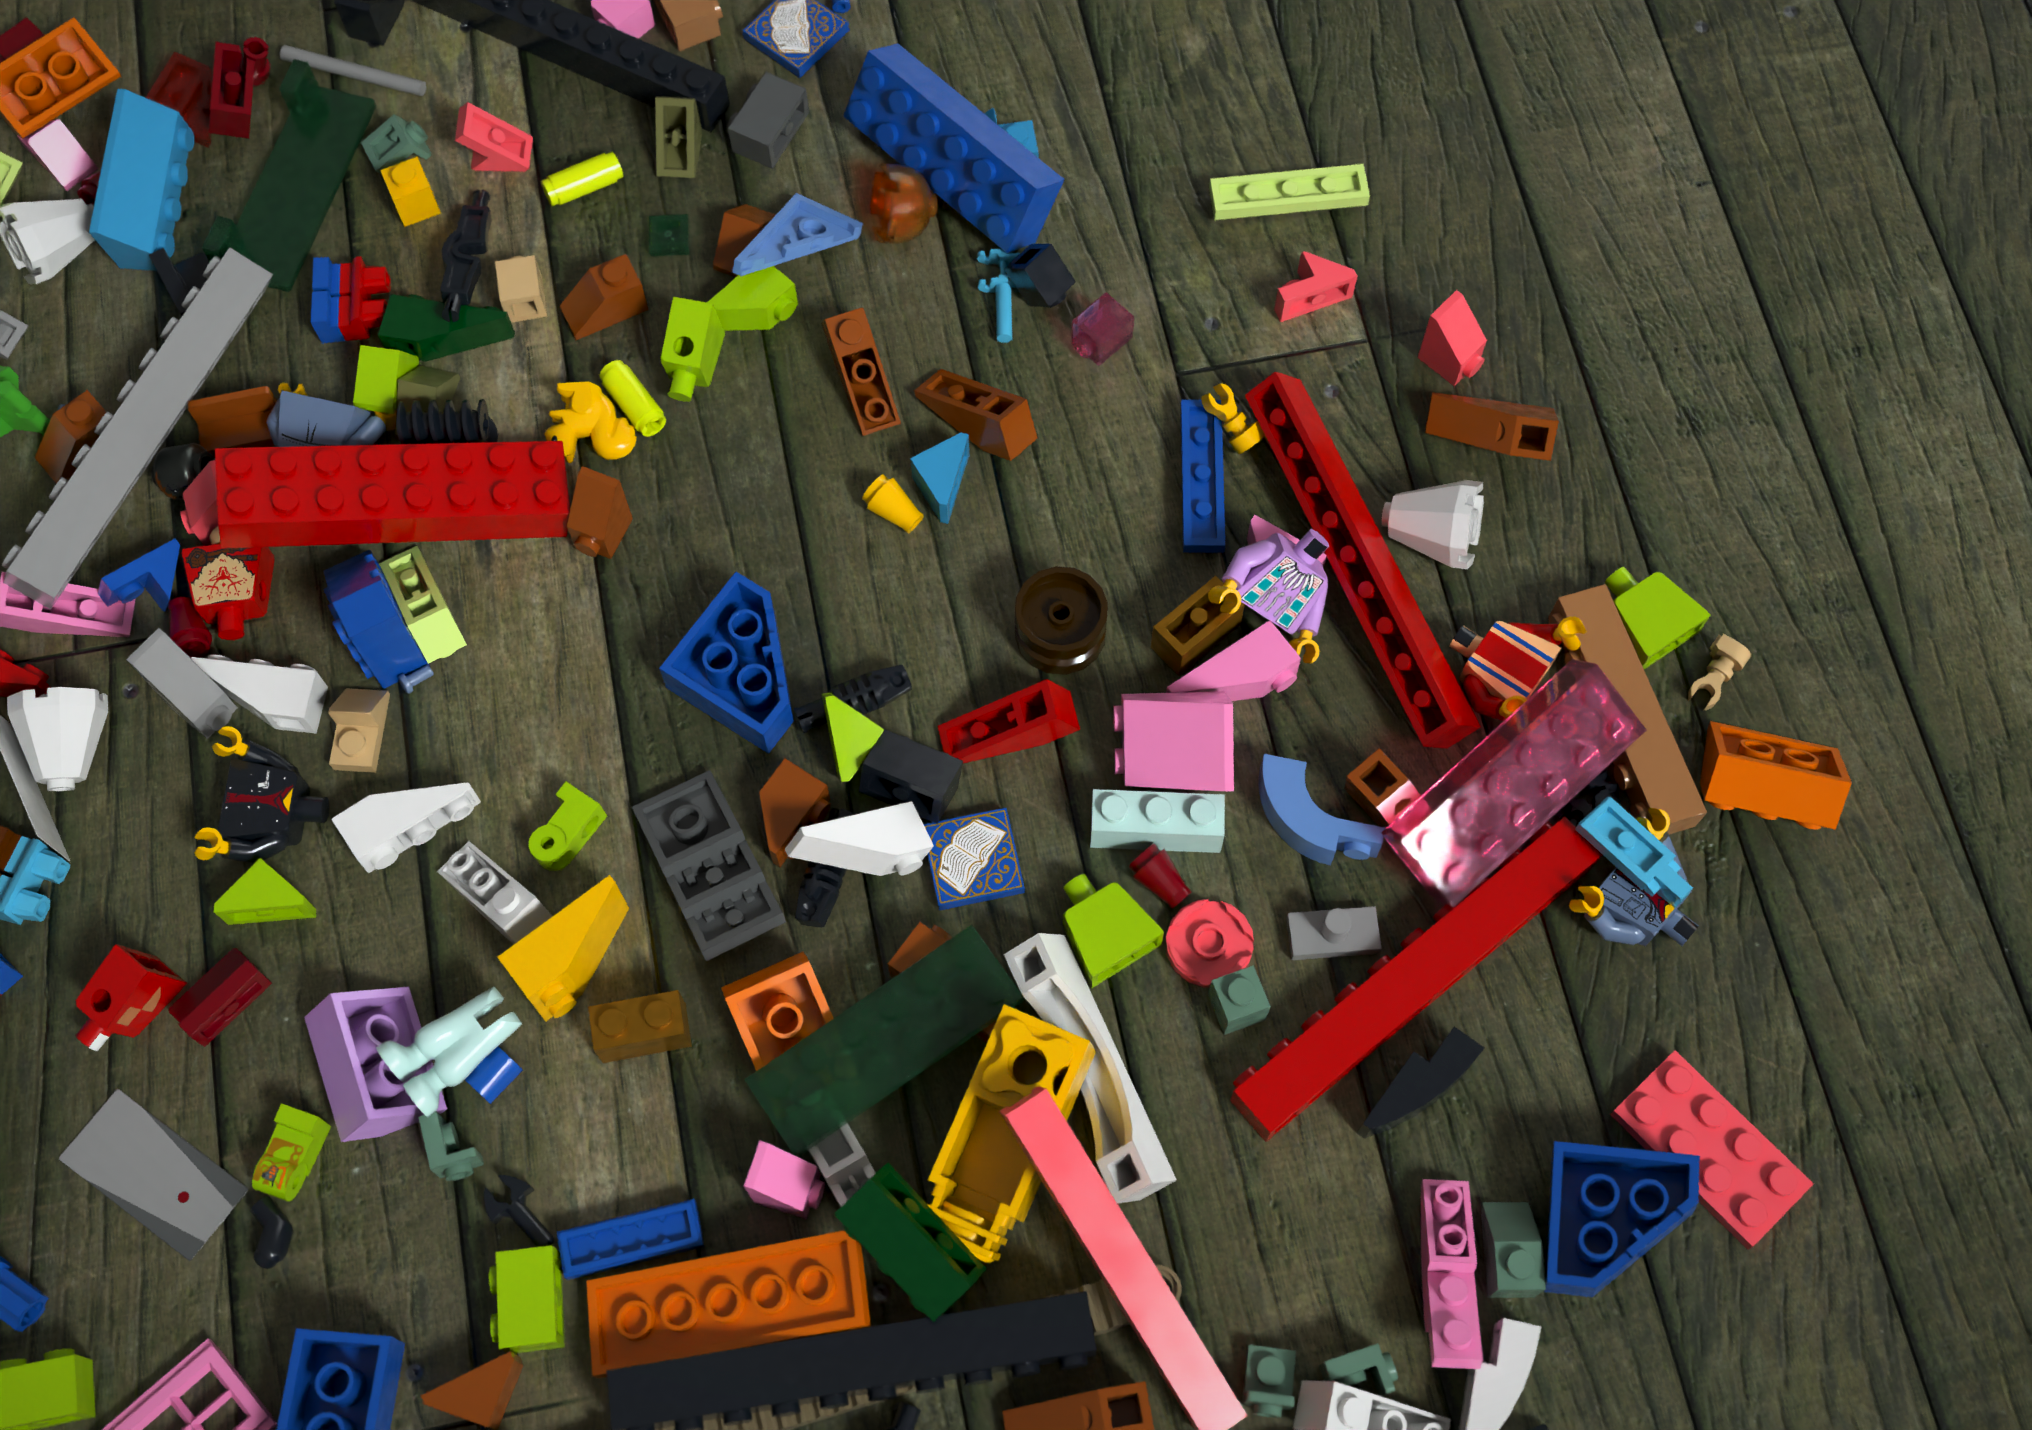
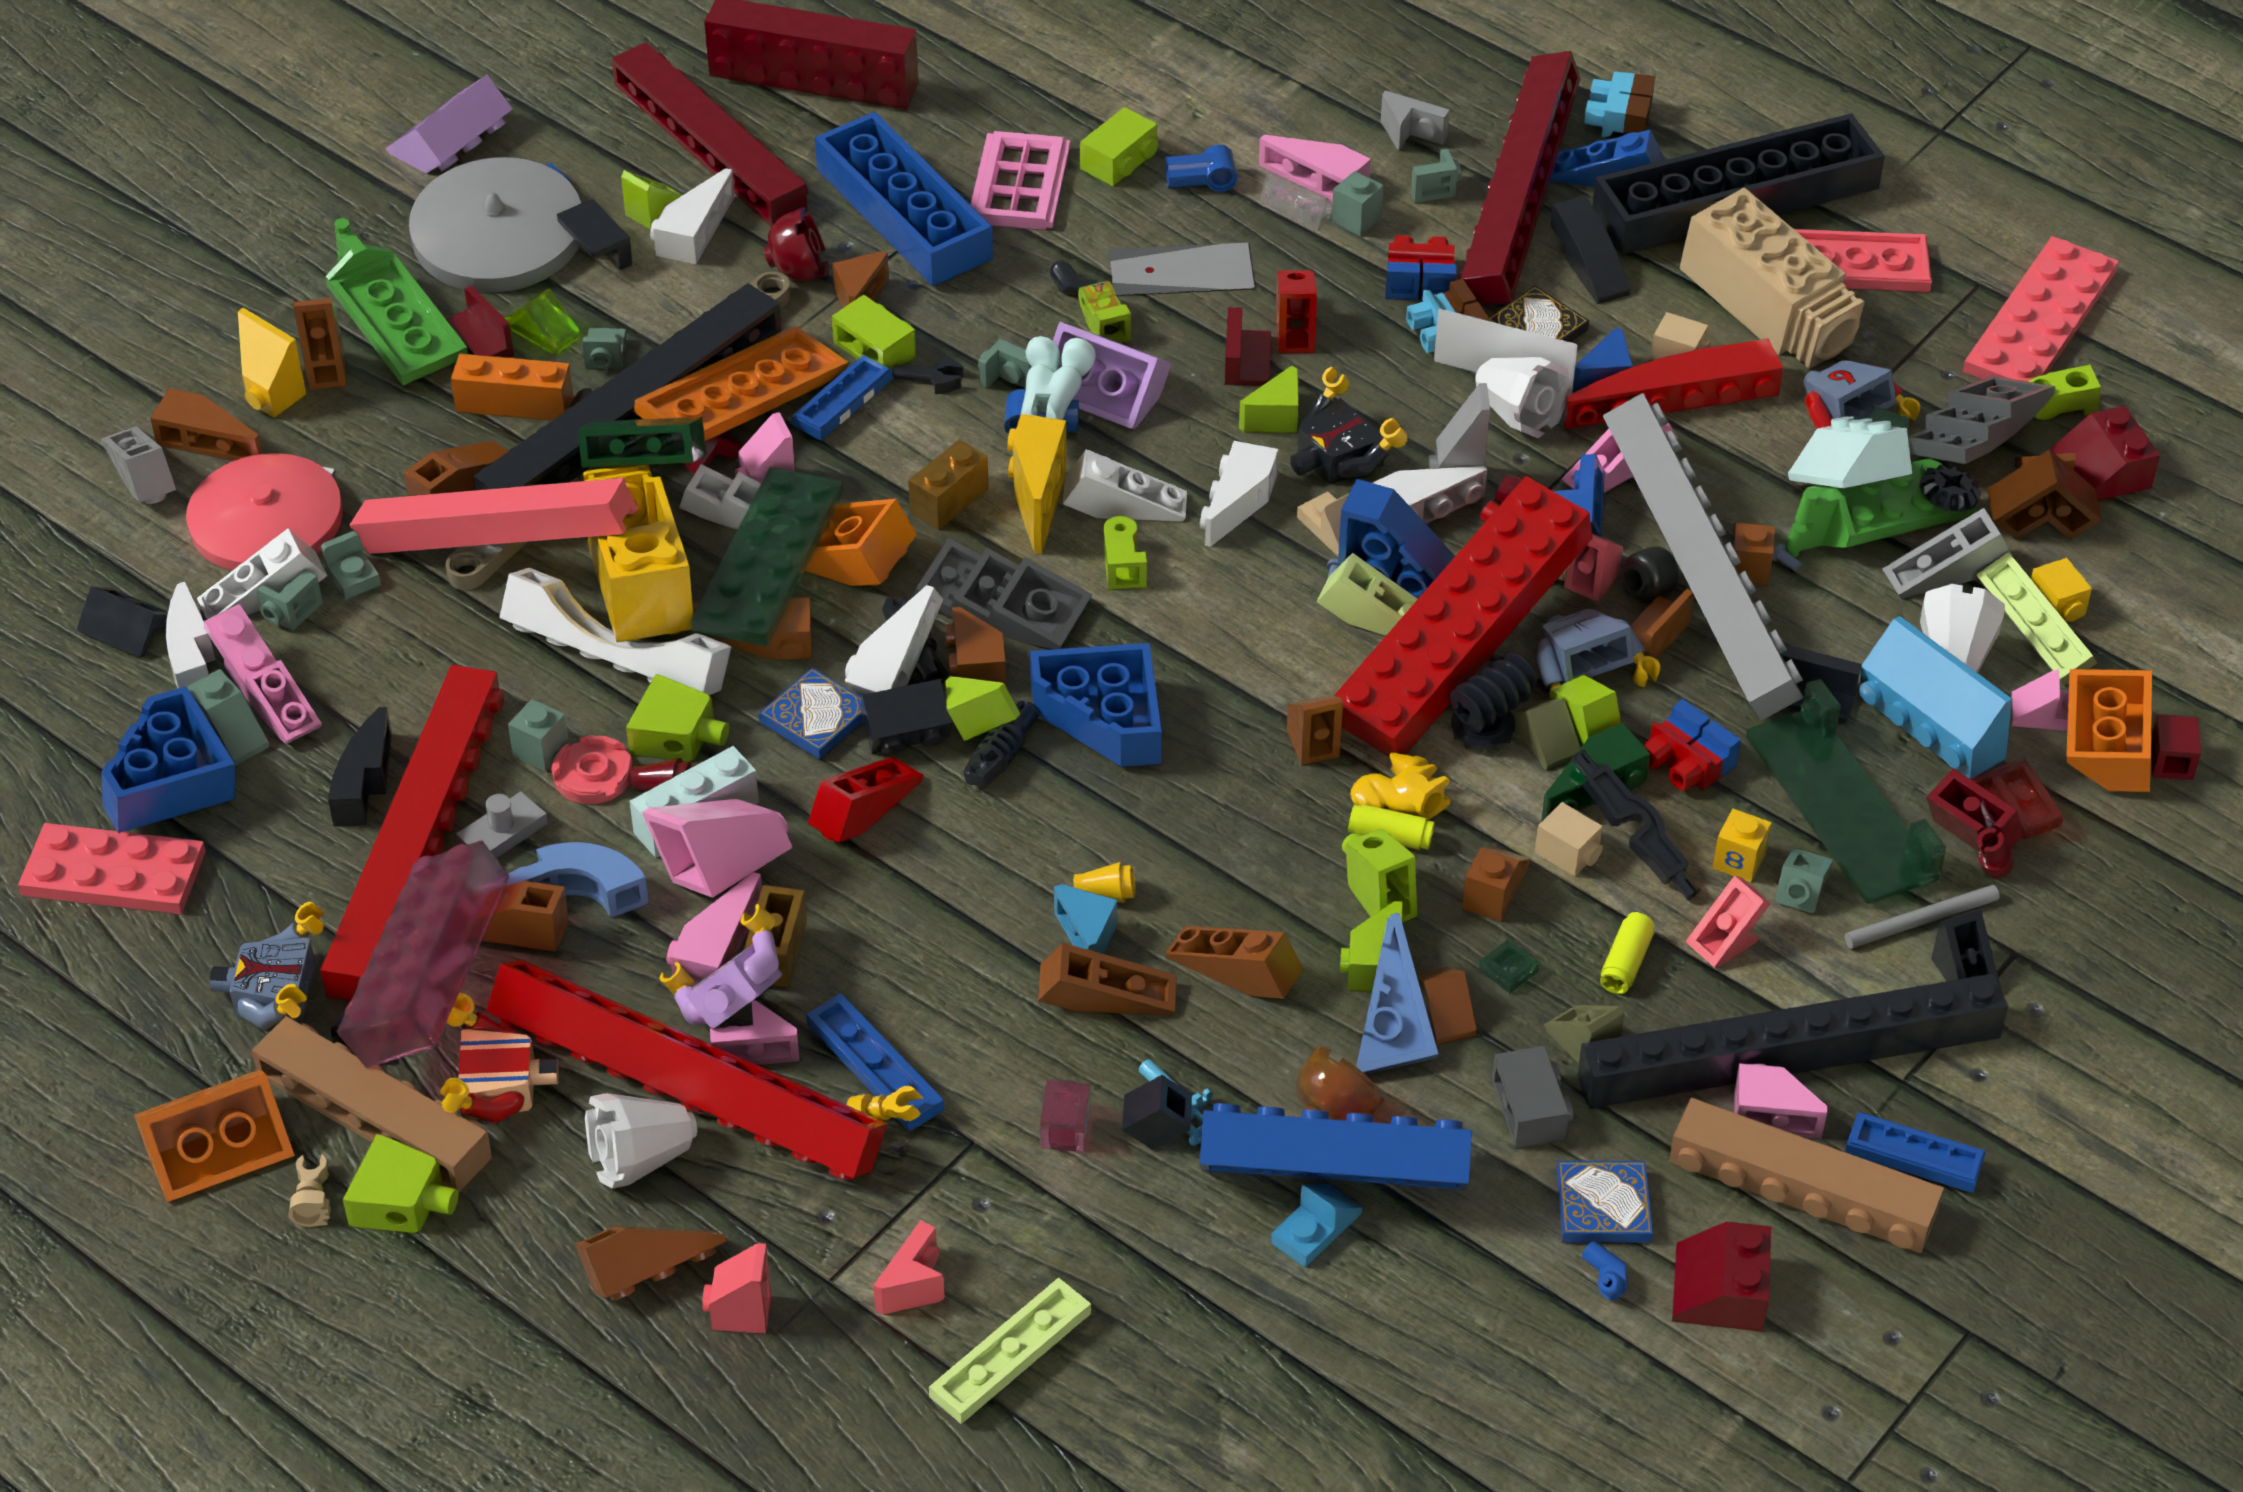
camera: 140 degrees right, 20 degrees down
(1060, 620) = (888, 873): dark brown wheel -> none
(1634, 851) = (277, 966): medium azure hinge -> none

